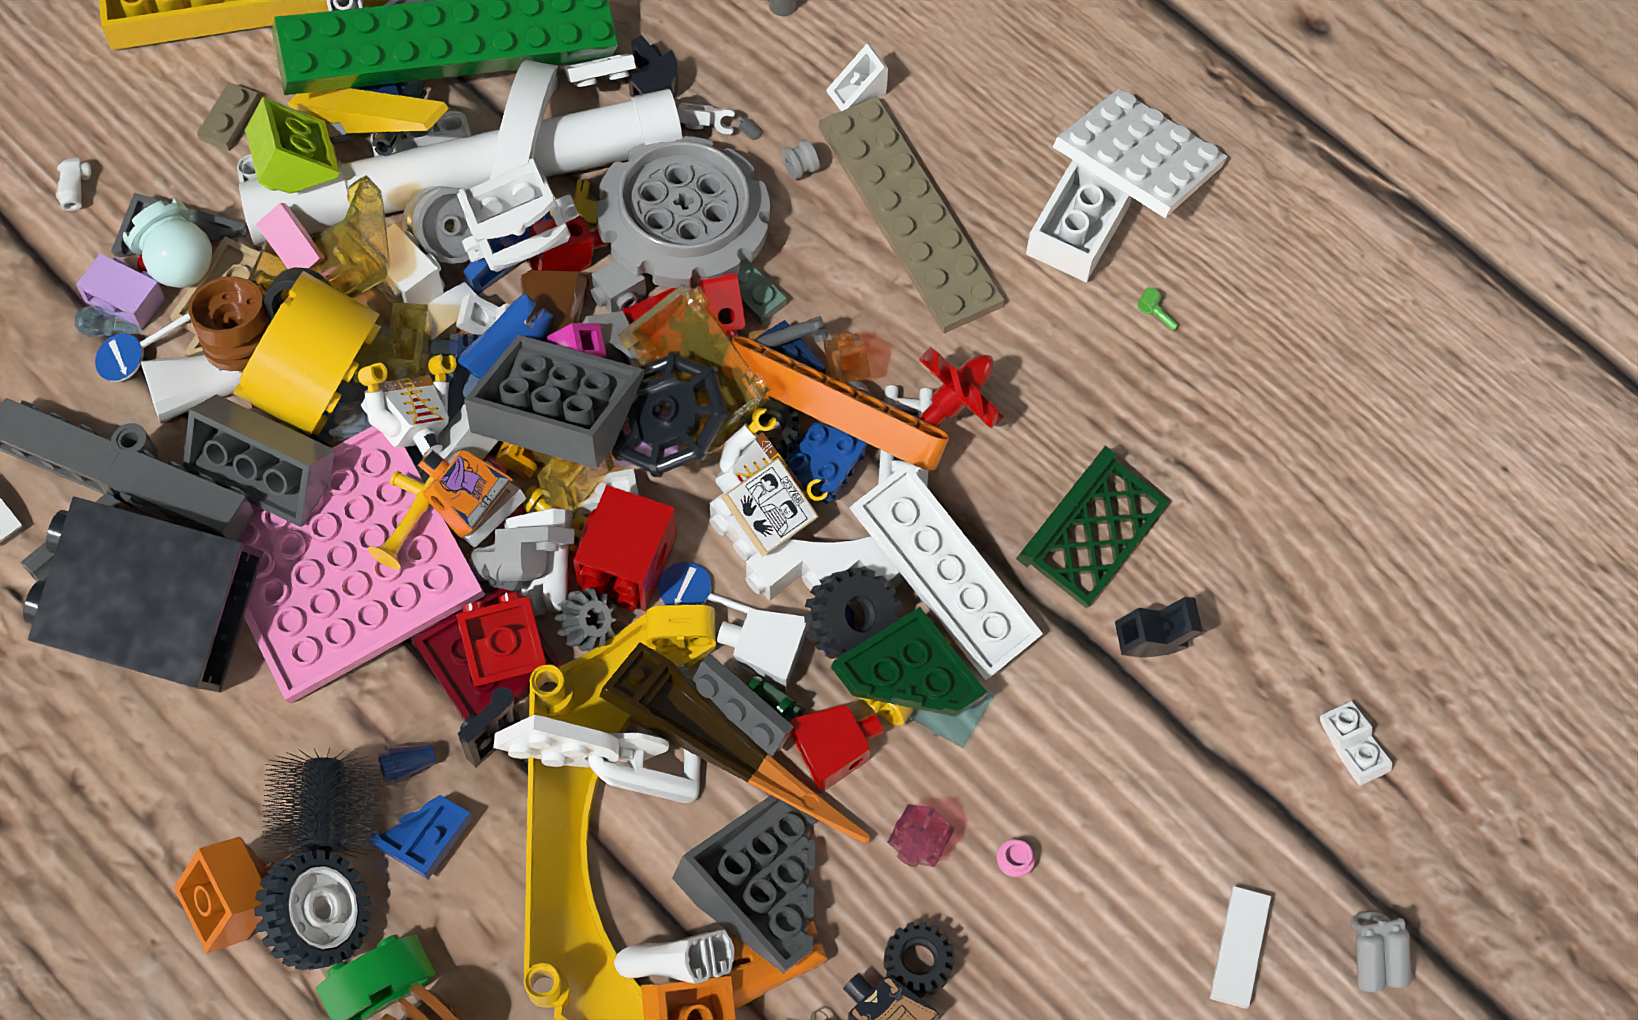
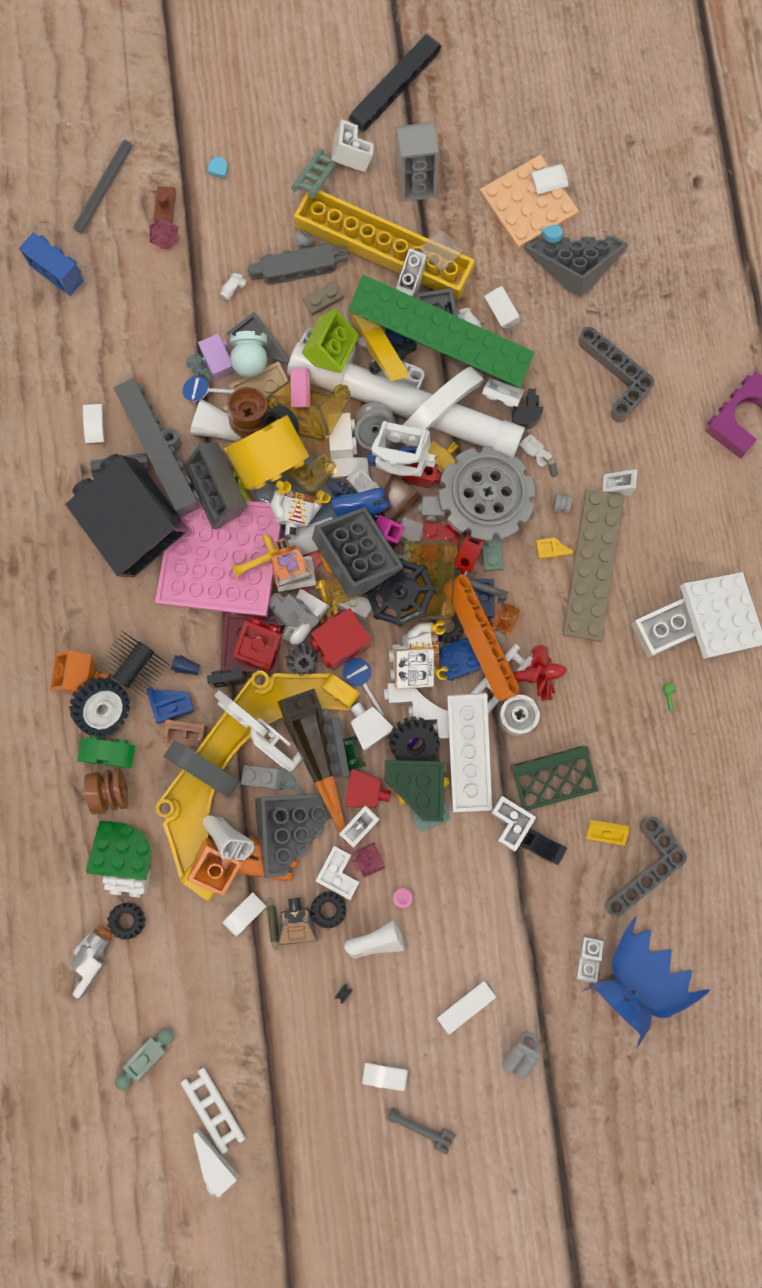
camera: 40 degrees right, 15 degrees up
(137, 56) = (303, 238): none -> light grey tile
(153, 94) = (297, 264): none -> dark grey hinge
(483, 861) = (184, 733): none -> nougat hinge
(552, 878) = (201, 768): none -> dark grey beam
(657, 837) = (261, 777): none -> light grey plate
(695, 817) = (287, 781): none -> clear light blue piece
(833, 230) = (551, 548): none -> yellow tile
(868, 793) = (359, 826): none -> white slope
(887, 905) = (332, 876): none -> white plate
(973, 474) = (528, 710): none -> white brick
(1037, 940) = (383, 940): none -> white piece
(1088, 619) = (517, 822): none -> white brick
(1229, 546) = (607, 832): none -> yellow plate
(1335, 556) = (650, 872): none -> dark grey beam
(1459, 713) = (649, 975): none -> blue piece

